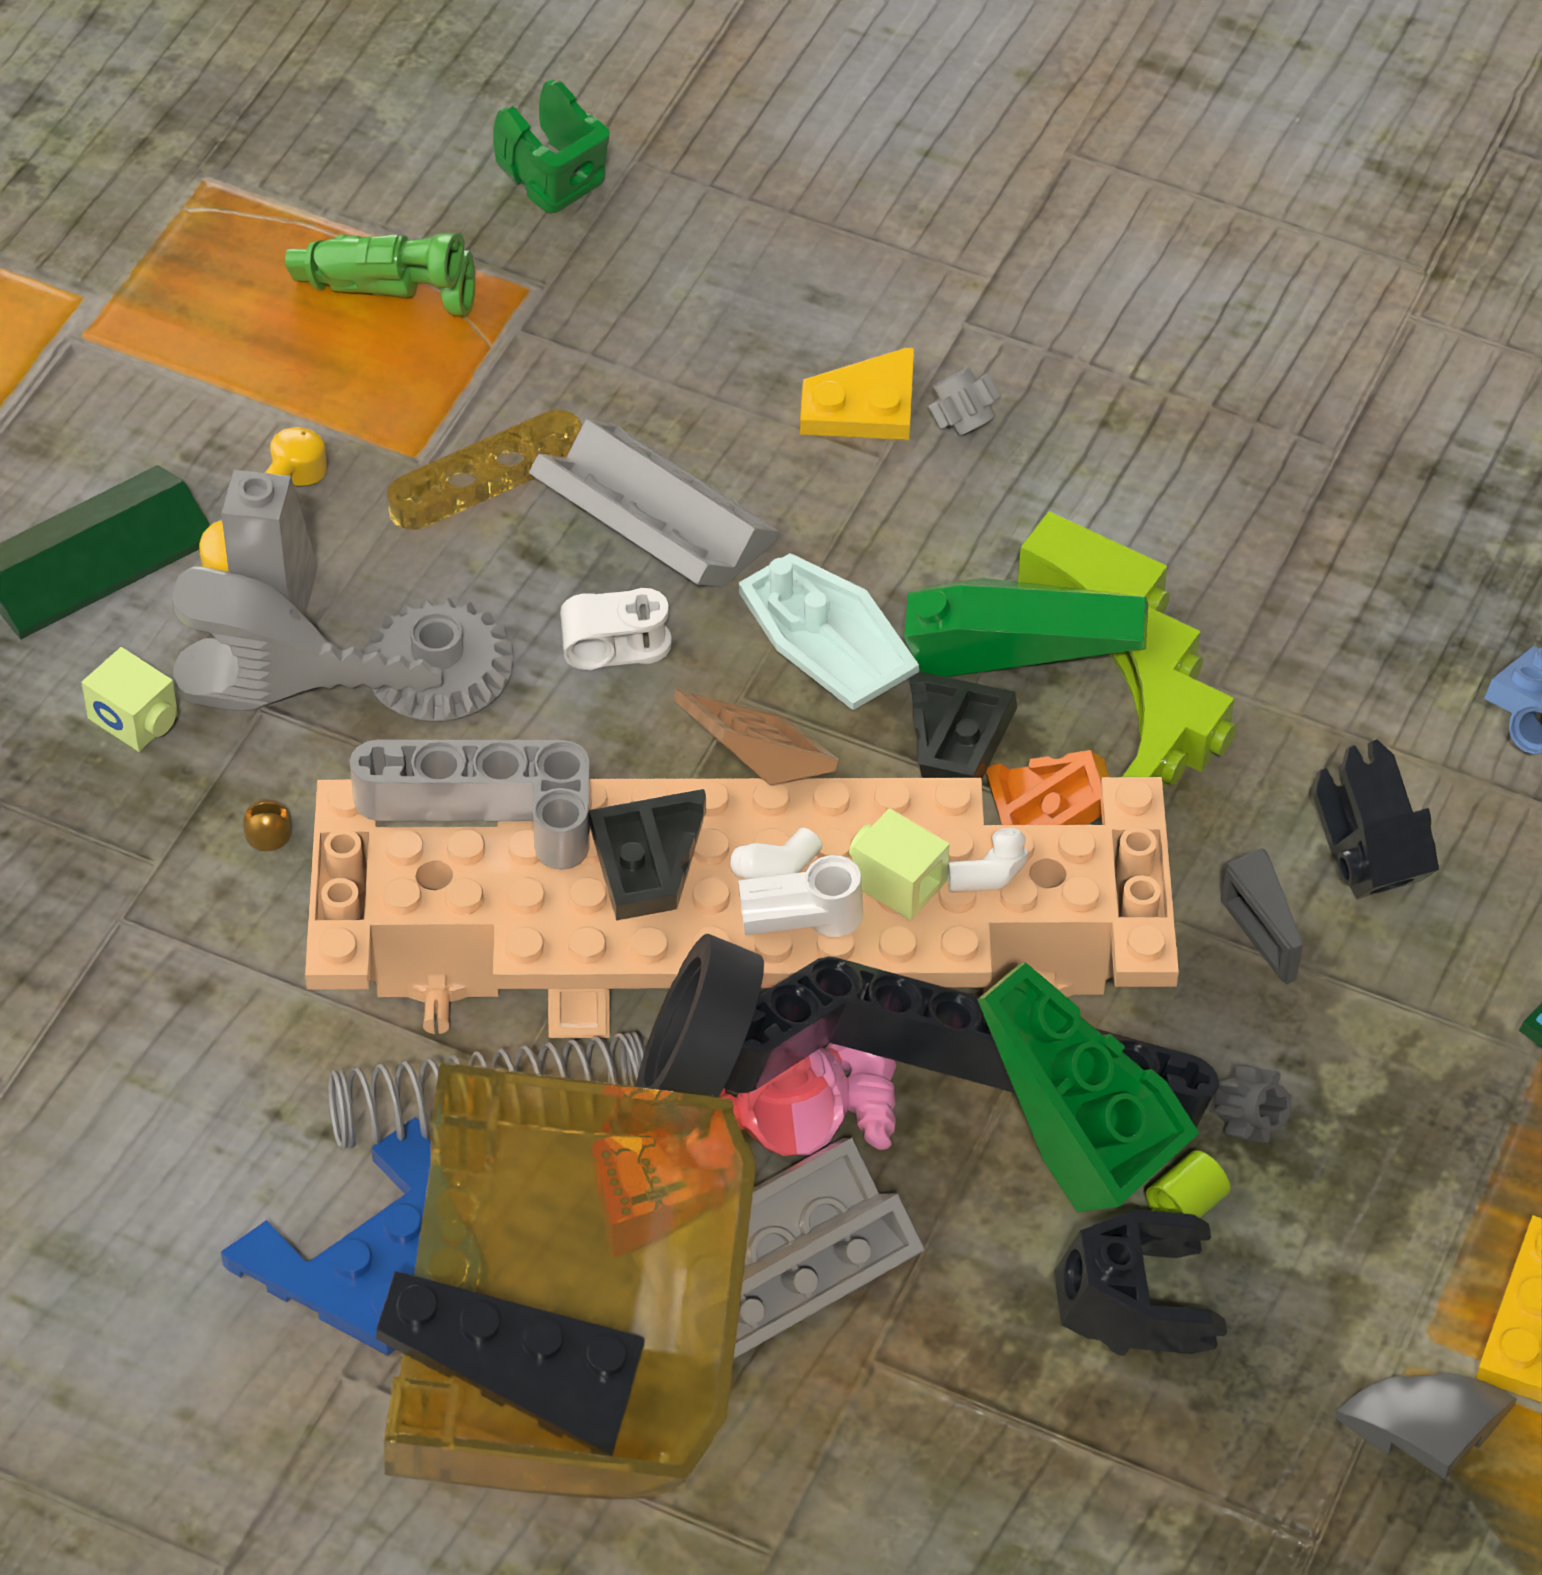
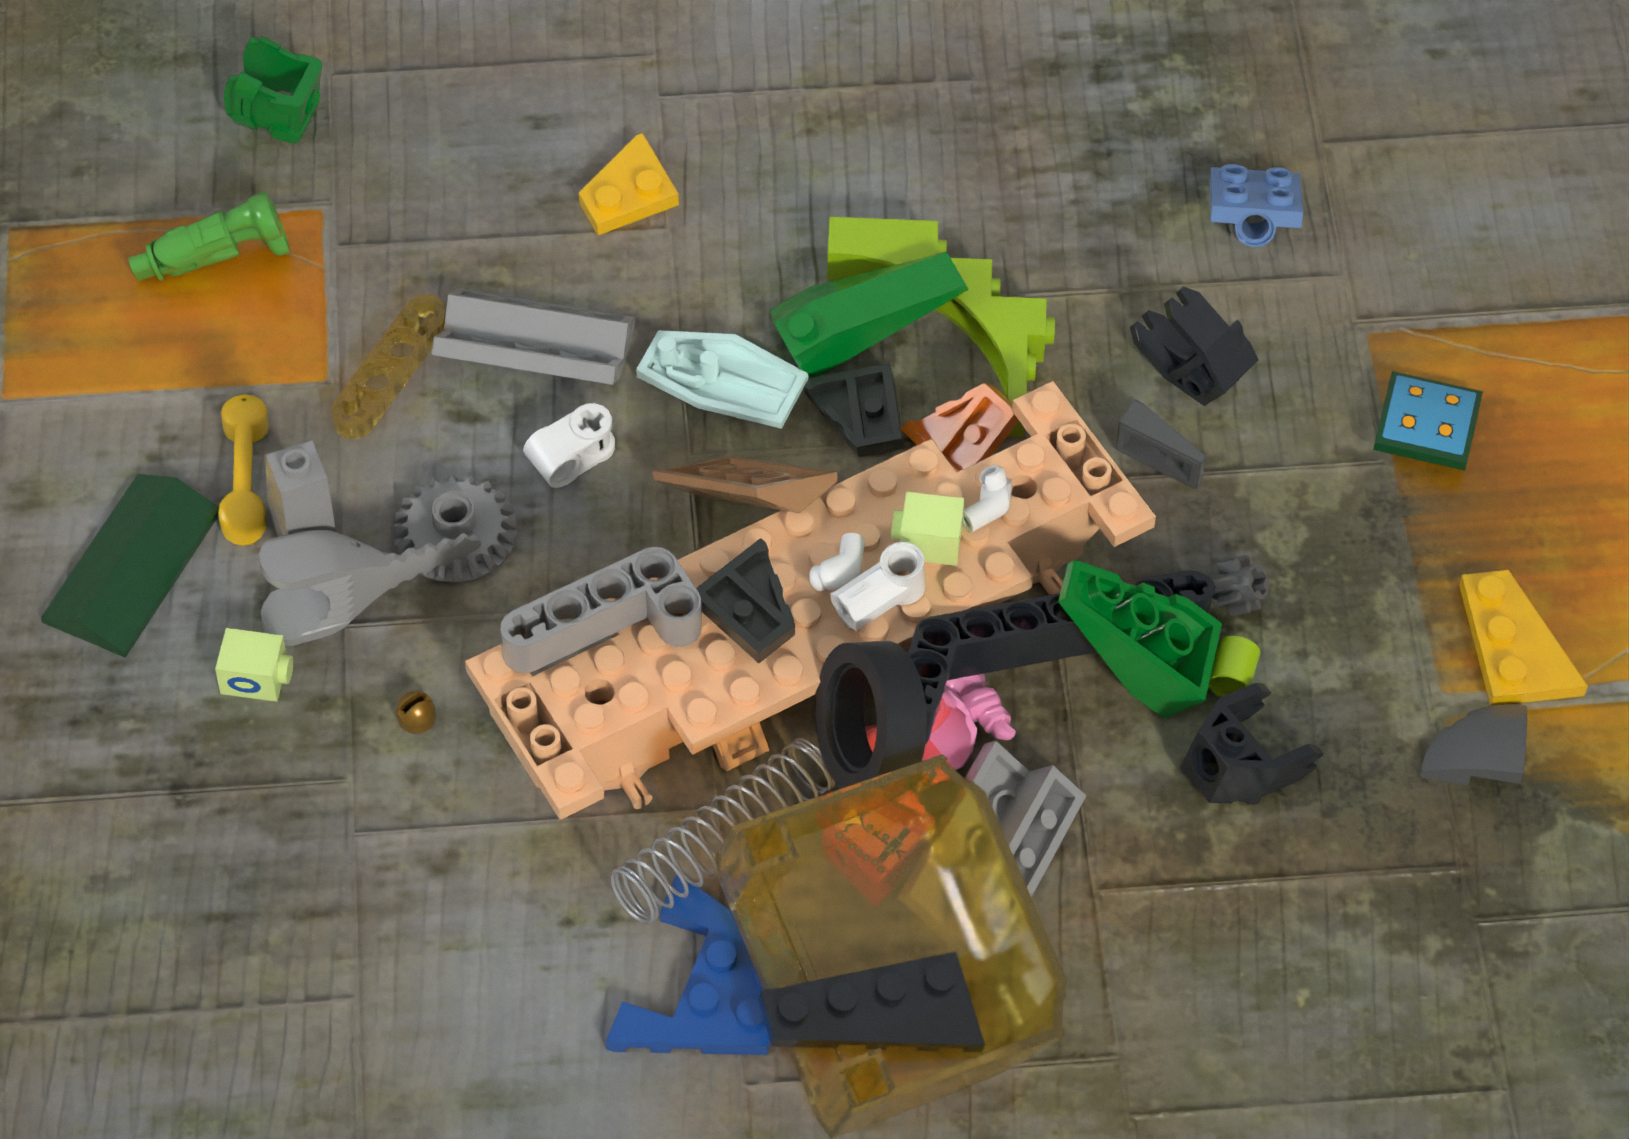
camera: 30 degrees left, 5 degrees up
(964, 401) = (708, 158): light grey gear -> none

